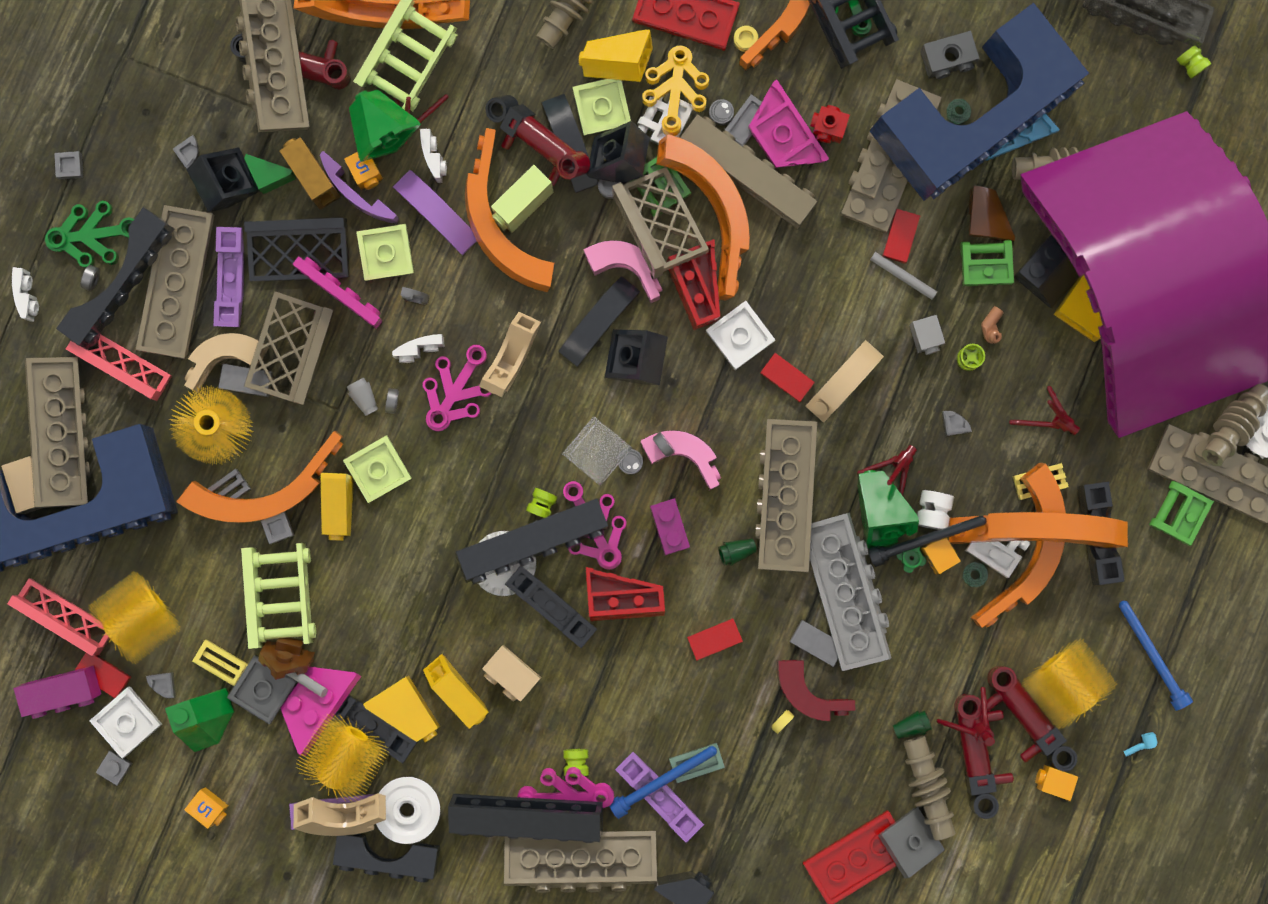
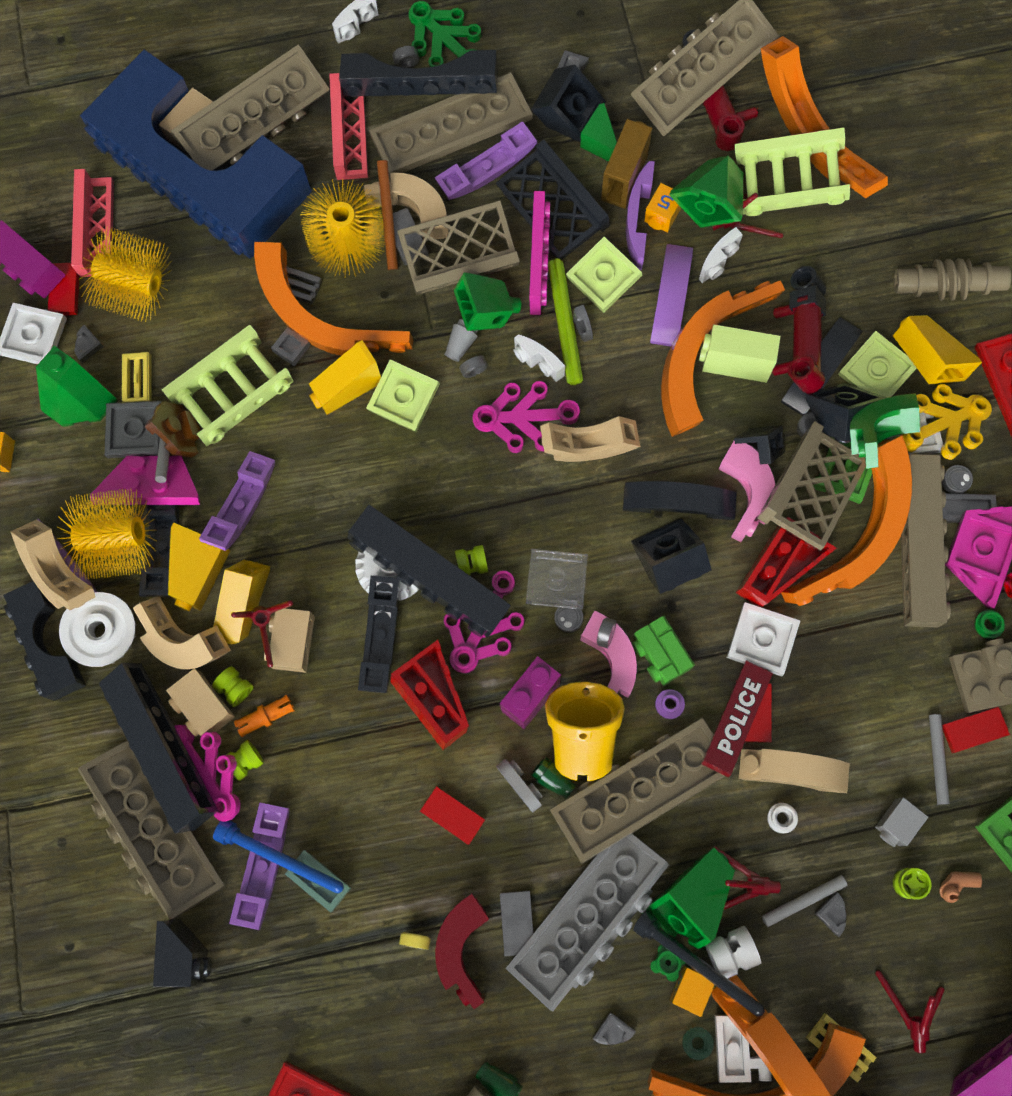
camera: 60 degrees right, 10 degrees down
(221, 383) = (387, 214): none -> dark orange bar
(347, 358) = (484, 302): none -> green torso
(378, 644) = (240, 503): none -> medium lavender slope
(402, 307) = (565, 322): none -> lime axle
(459, 760) = (173, 645): none -> tan arch
(481, 684) = (261, 617): none -> dark red plant
(514, 768) = (199, 704): none -> tan brick
(516, 737) = (232, 686): none -> lime wheel
(553, 727) = (264, 715): none -> orange pin
(600, 227) = (769, 442): none -> black panel
(645, 142) = (882, 420): none -> green arch
(701, 412) = (662, 650): none -> bright green brick
(719, 506) = (584, 728): none -> yellow piece
(736, 575) = (528, 794): none -> light grey plate
(740, 441) = (663, 710): none -> medium lavender plate
(784, 395) = (737, 719): none -> dark red tile
(843, 165) = (996, 620): none -> green plate
(878, 412) = (789, 811): none -> white plate
(930, 625) = (613, 1031): none -> flat silver tile
(933, 437) = (804, 900): none -> light grey bar

